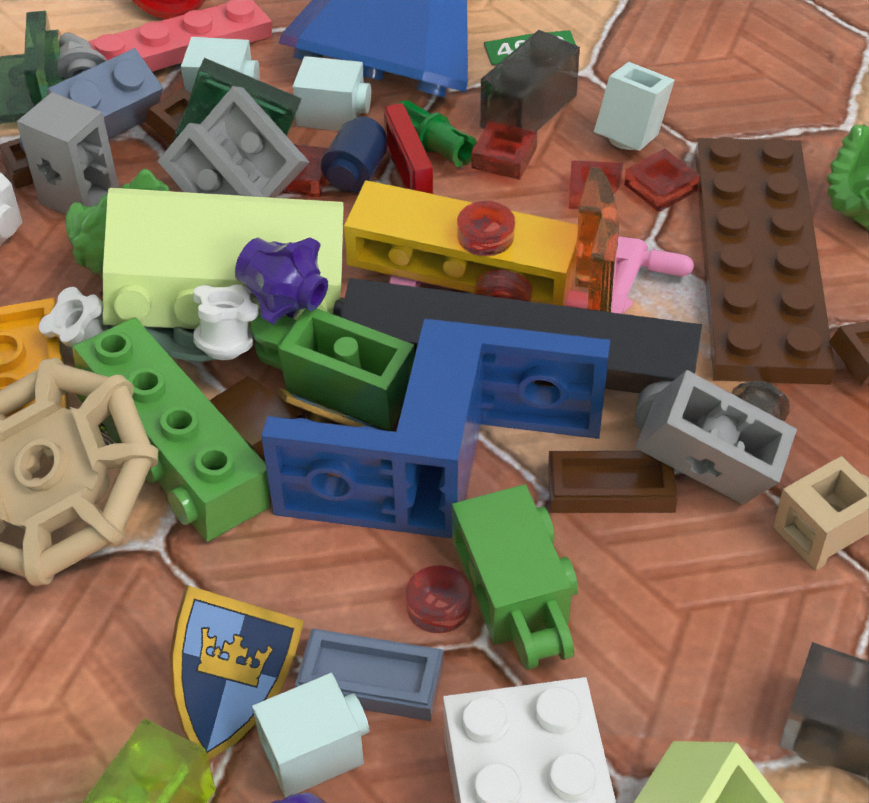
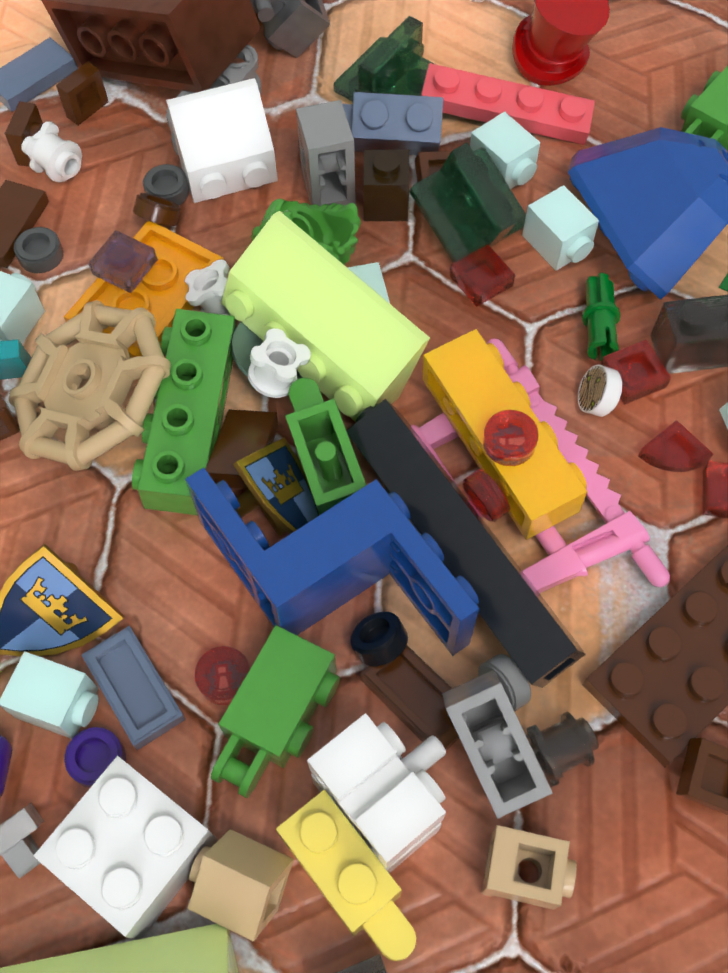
camera: 45 degrees right, 15 degrees up
(76, 55) = (408, 78): light grey plate -> none
(138, 144) = (386, 185): none -> dark brown brick
(234, 152) = (427, 237): light grey slope -> none
(282, 276) = (328, 366): dark purple rock -> none
(354, 154) = (522, 293): dark blue brick -> none
(403, 753) = (91, 754): none -> dark purple tile
(407, 150) = (557, 323): red tile -> none
(495, 176) = (599, 390): none -> tile
(536, 461) = (379, 638): none -> black tile
(597, 241) = (565, 536): clear orange slope -> none
(650, 706) = (239, 883): none -> tan brick
(680, 545) = (378, 791): none -> white brick
(718, 628) = (348, 875): none -> light yellow brick

